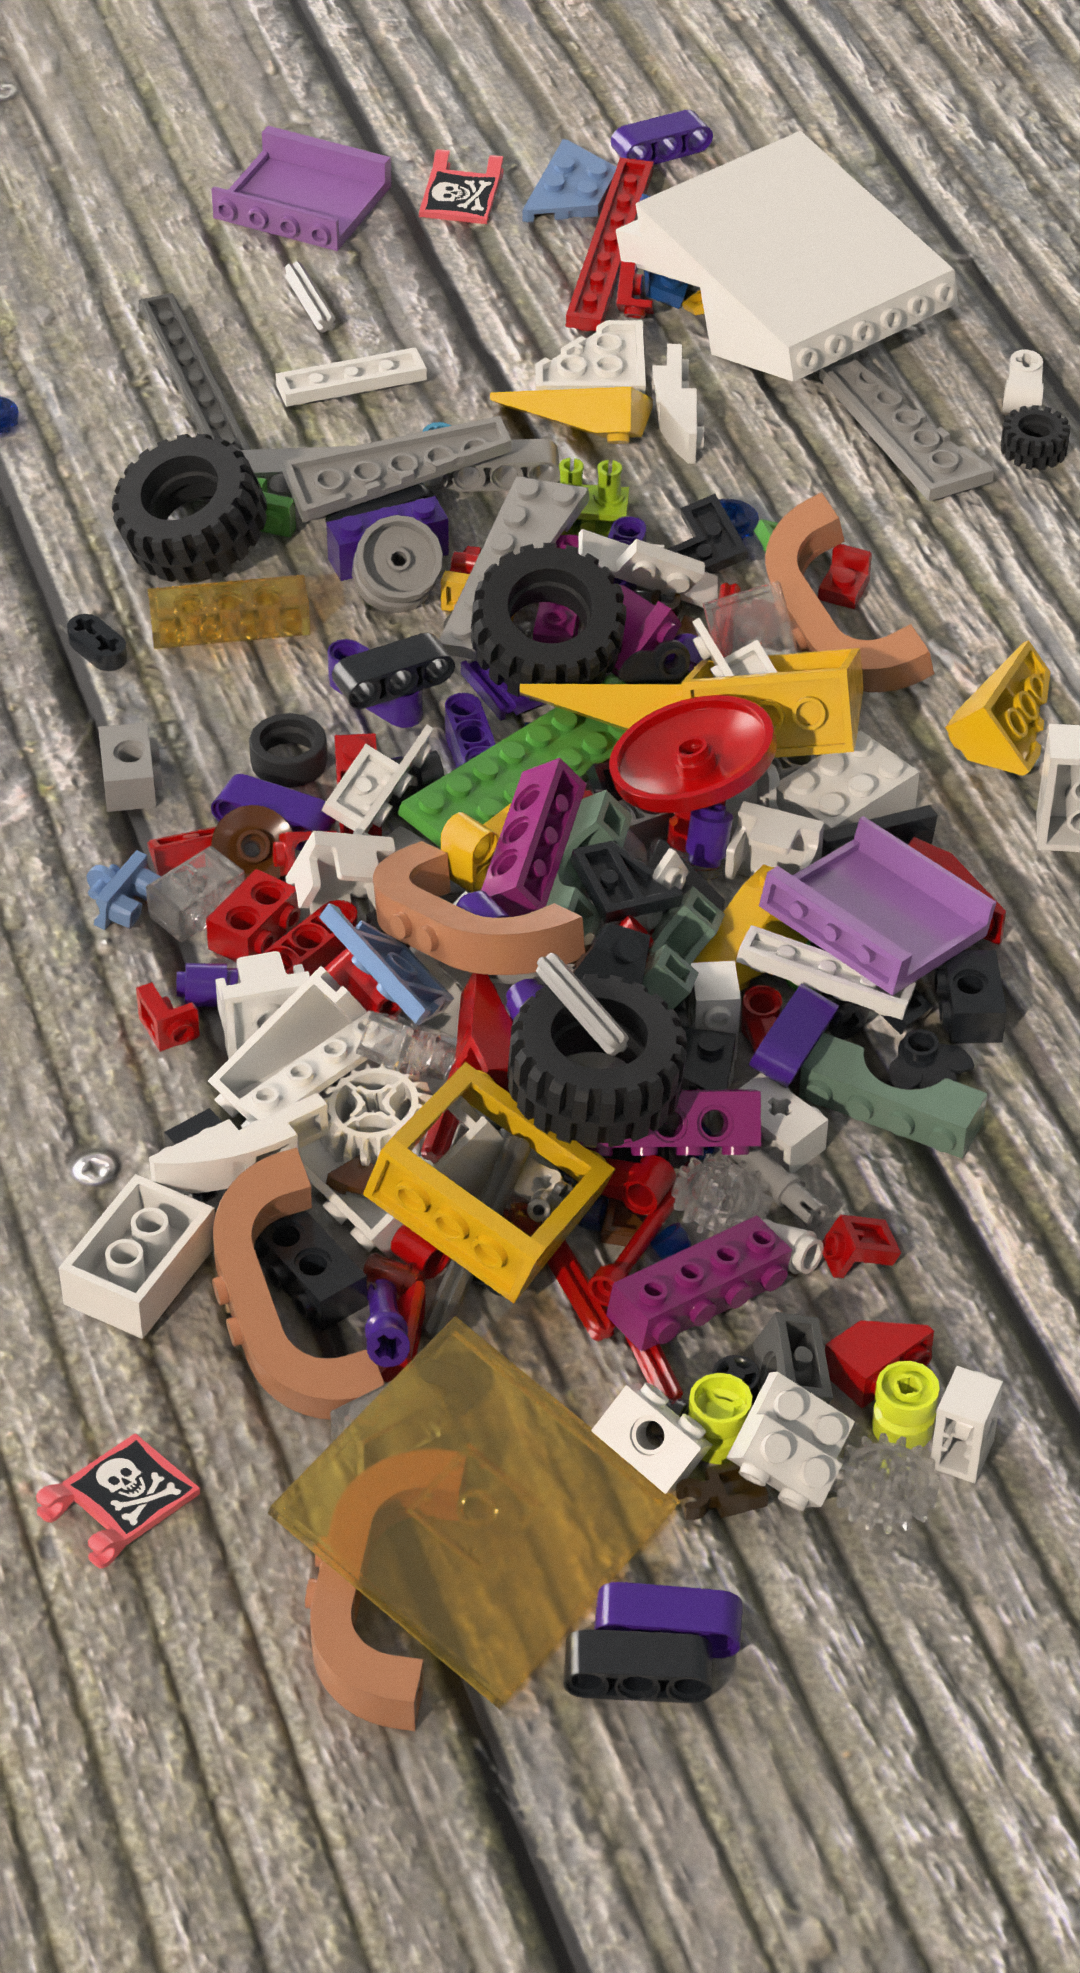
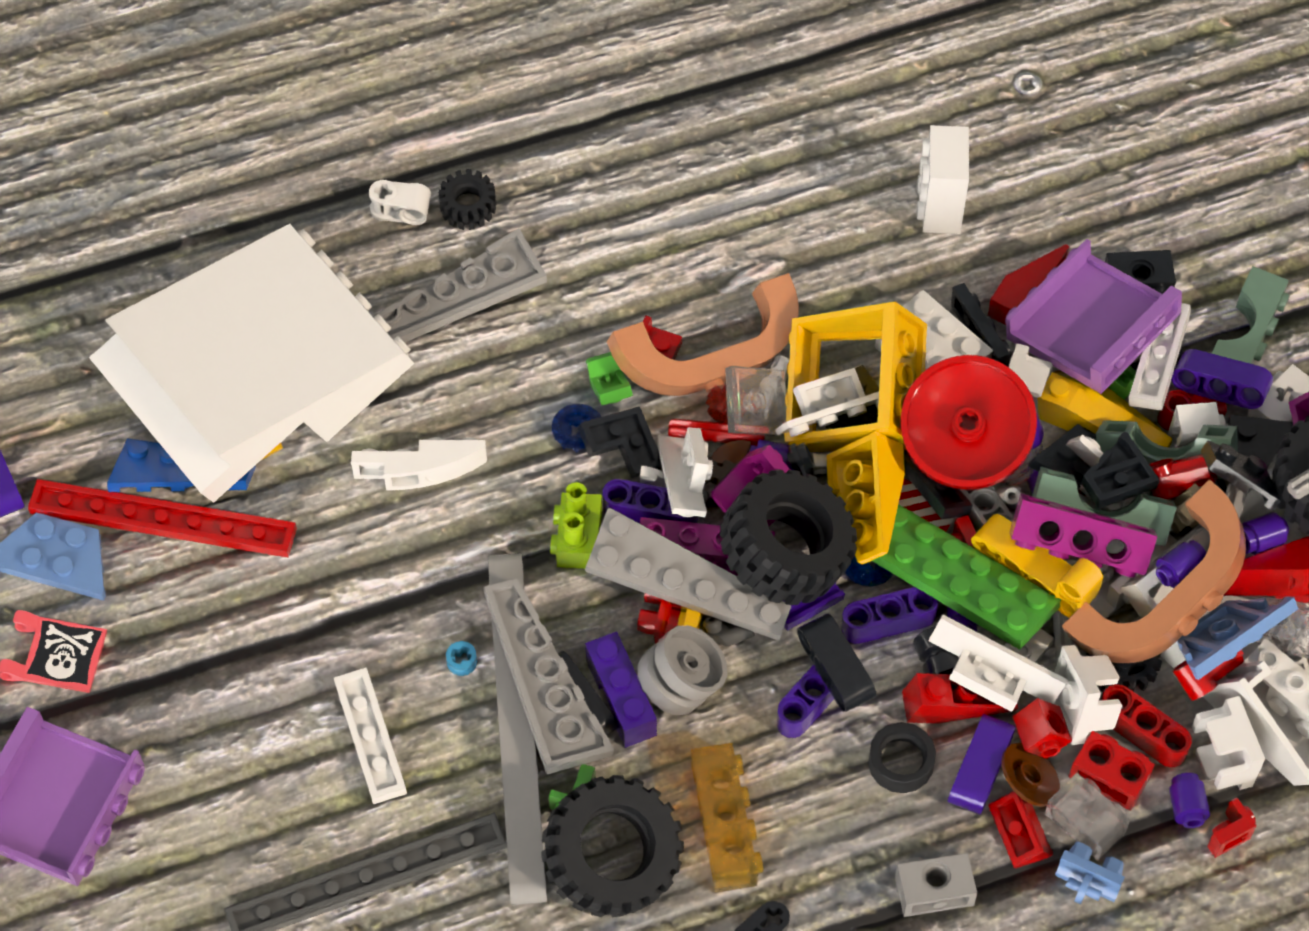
camera: 90 degrees left, 15 degrees up
(310, 297) = (232, 781): axle -> none
(601, 361) = (354, 526): white plate -> none
(604, 412) = (434, 523): yellow wedge -> none
(630, 285) = (255, 497): red bracket -> none
(926, 1061) = (1209, 310): black plate -> none
(1003, 716) = (842, 247): yellow wedge -> none

